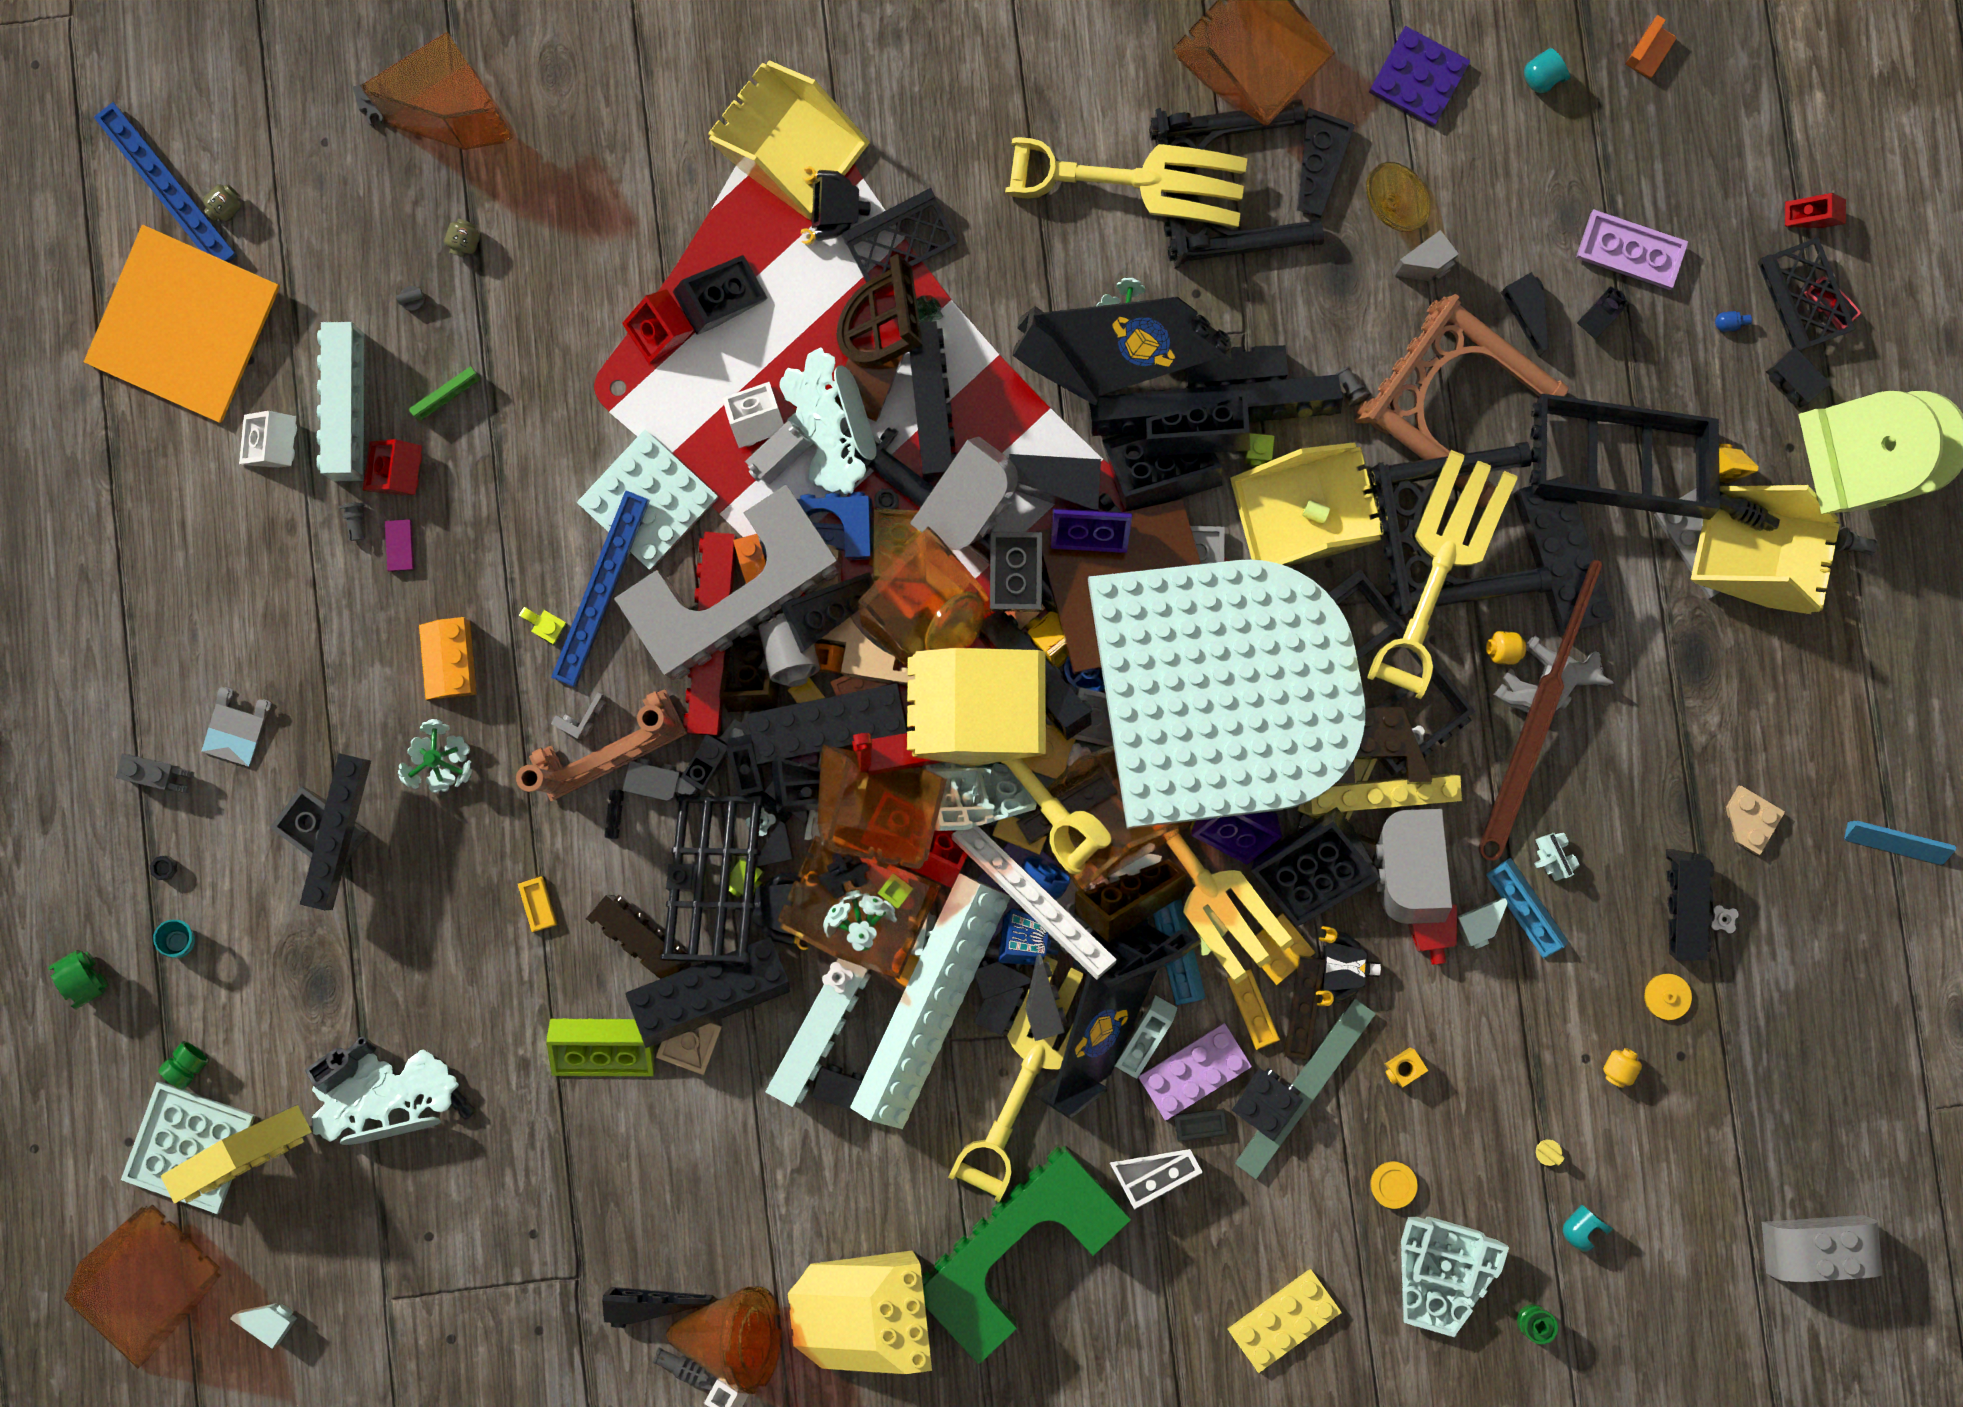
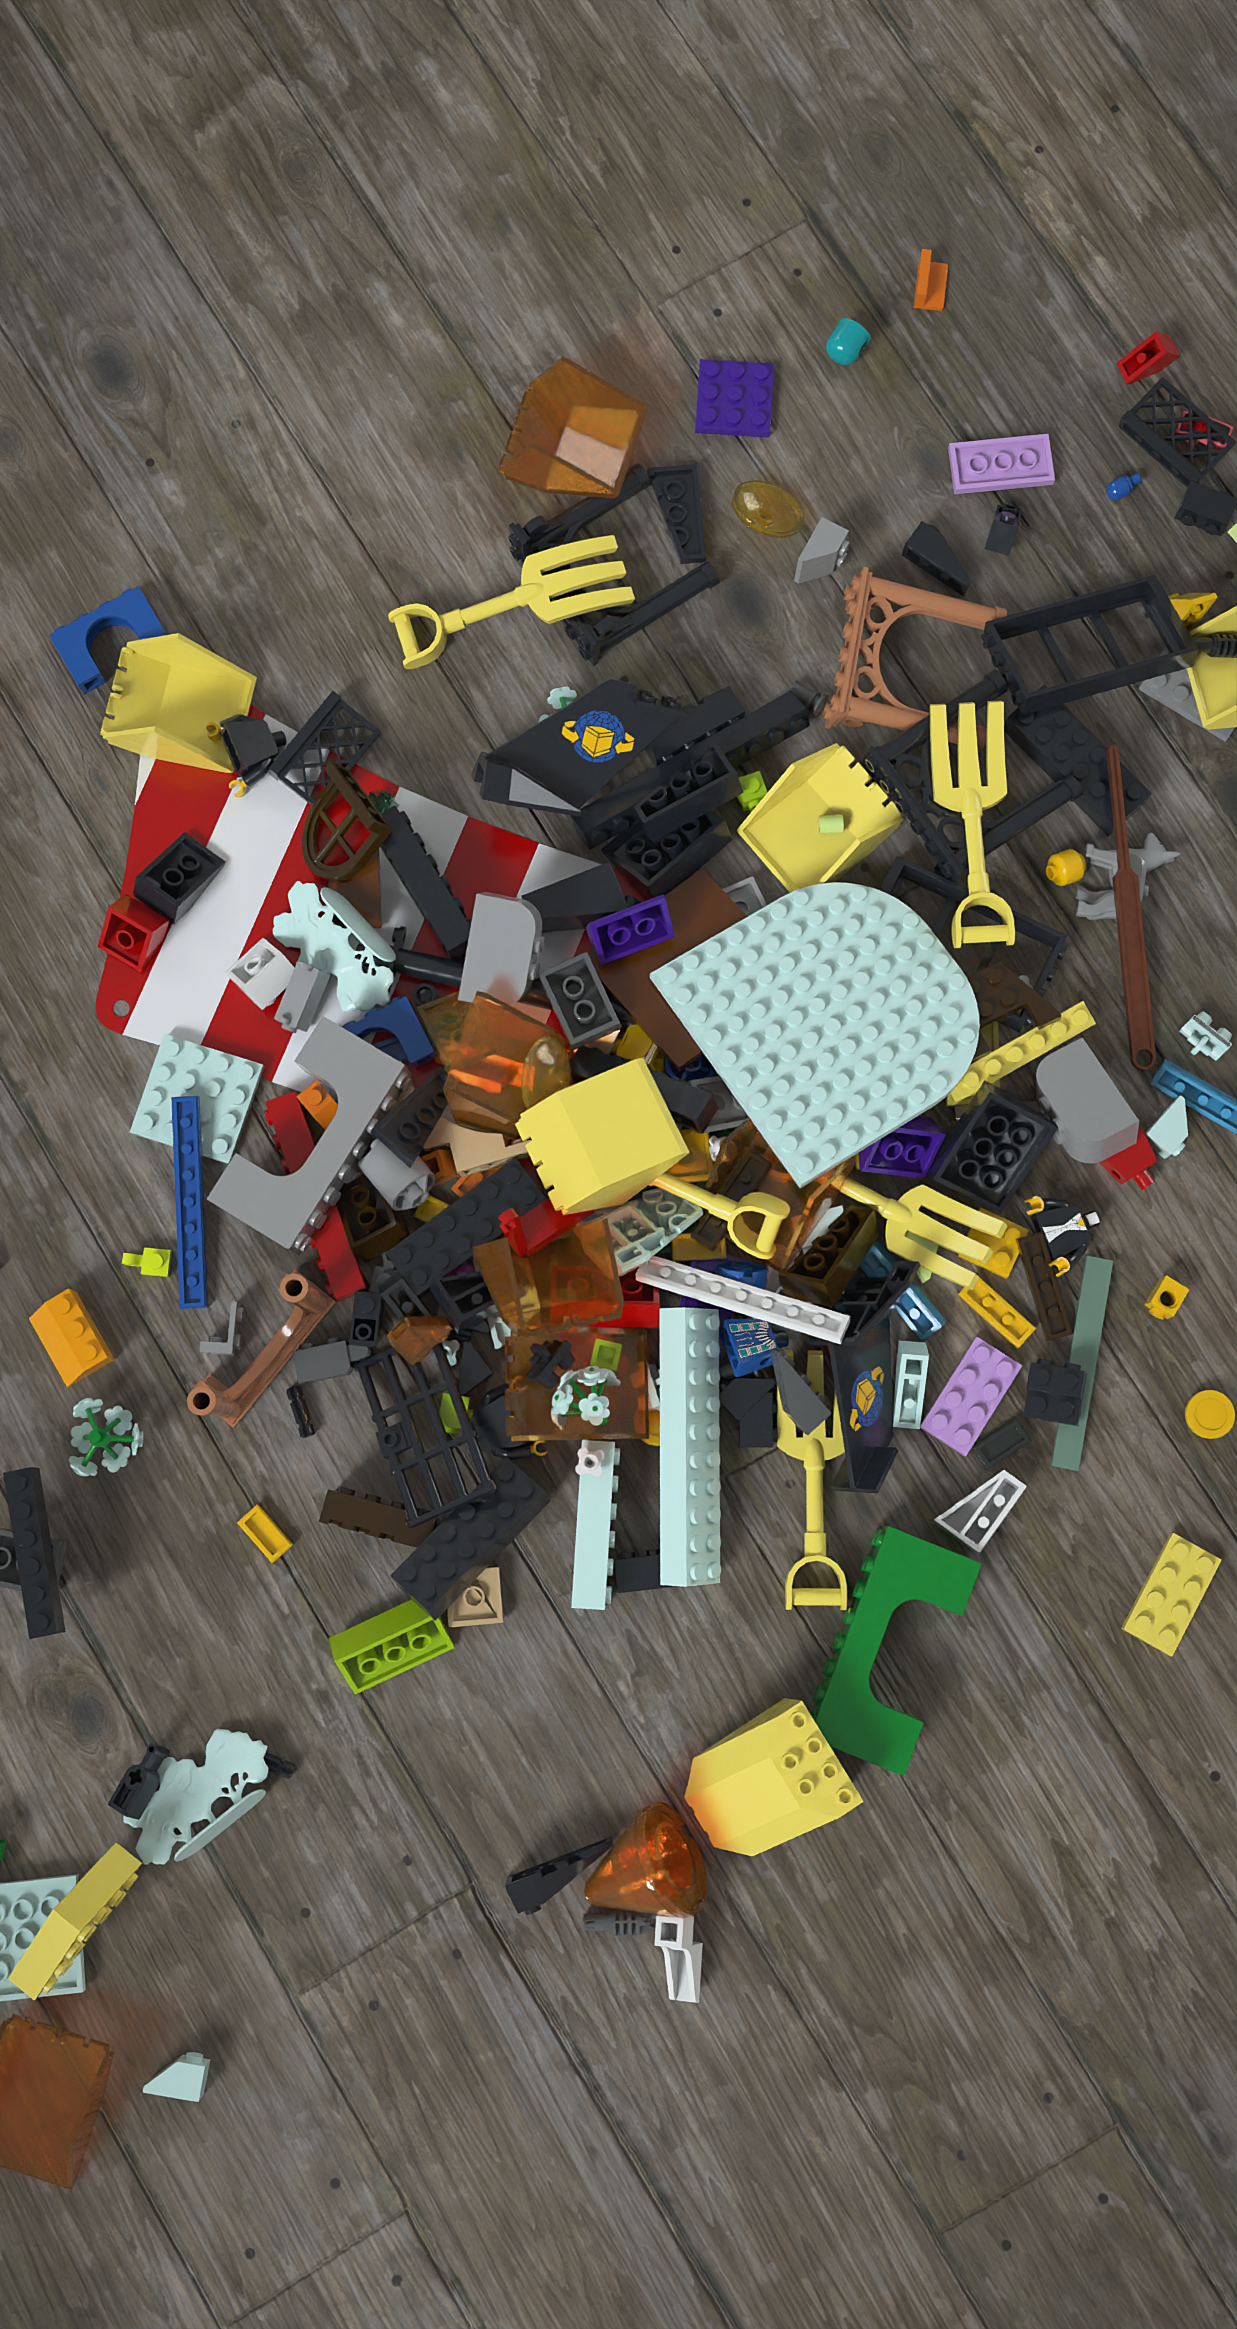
camera: 25 degrees left, 5 degrees down
(725, 34) = (76, 639): none -> blue arch
(742, 798) = (417, 1335): none -> clear orange slope

